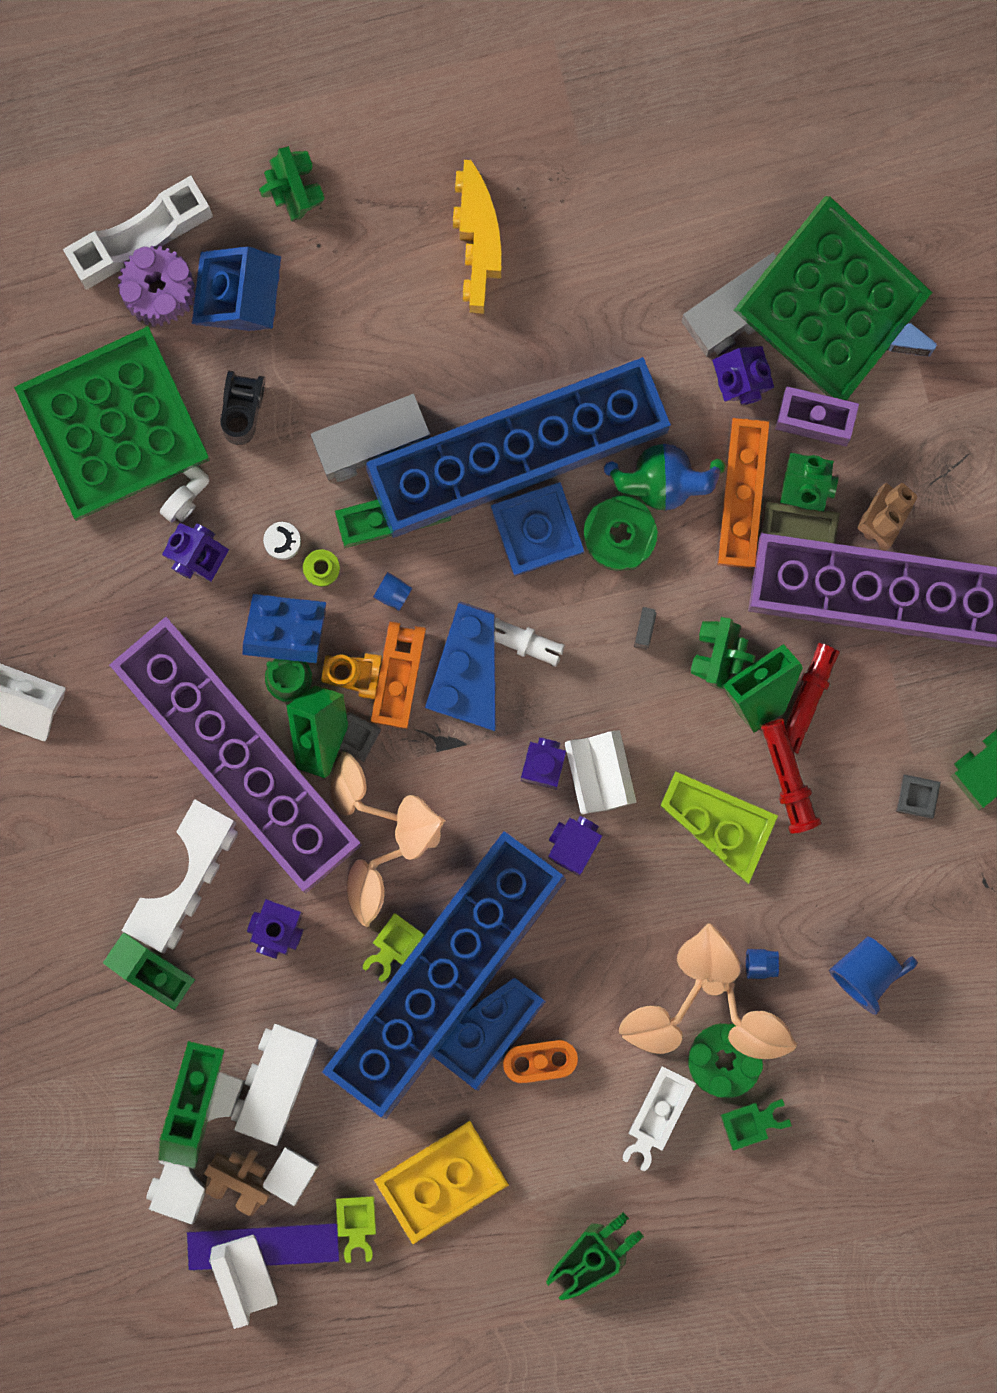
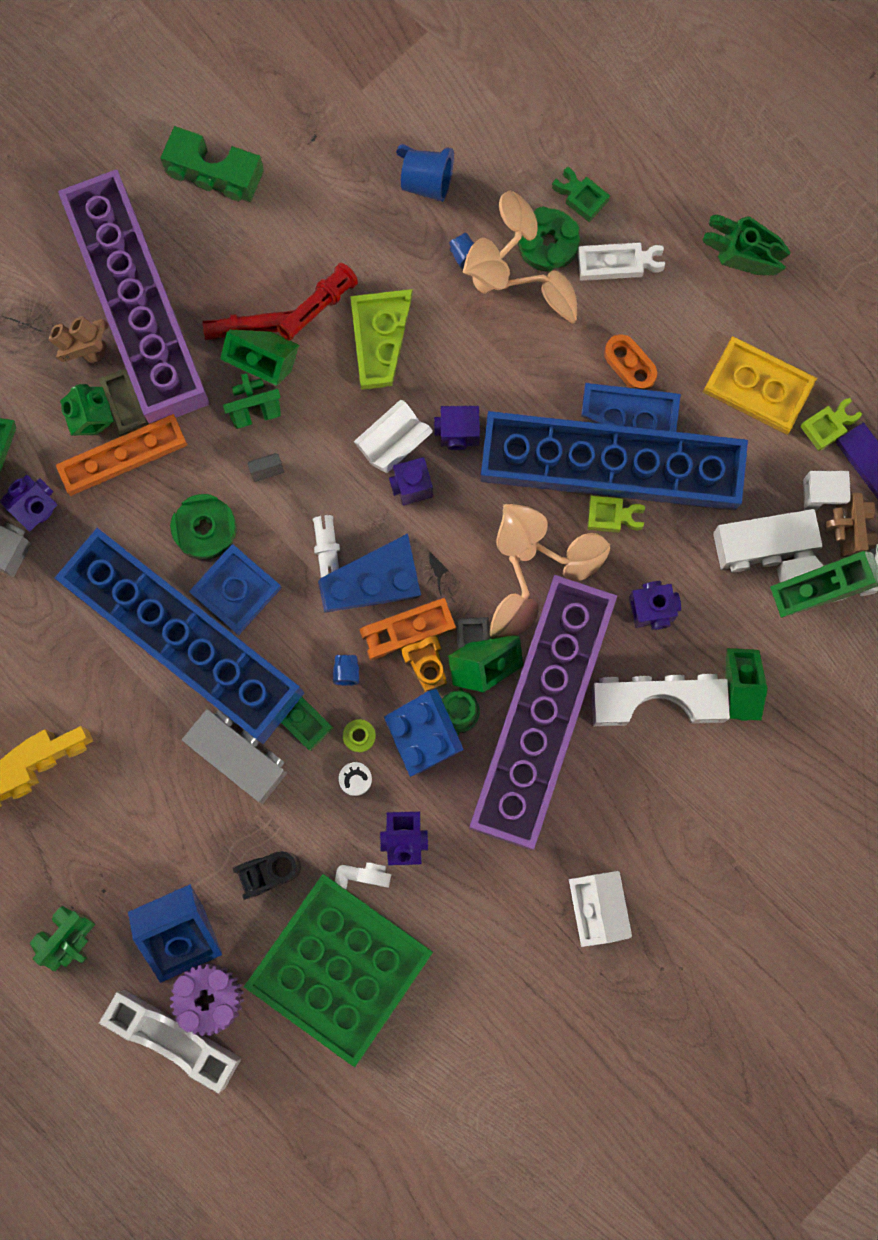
camera: 120 degrees left, 5 degrees down
(665, 477) = (142, 515): piece -> none
(816, 416) = (31, 430): medium lavender brick -> none
(918, 796) = (278, 213): dark grey tile -> none

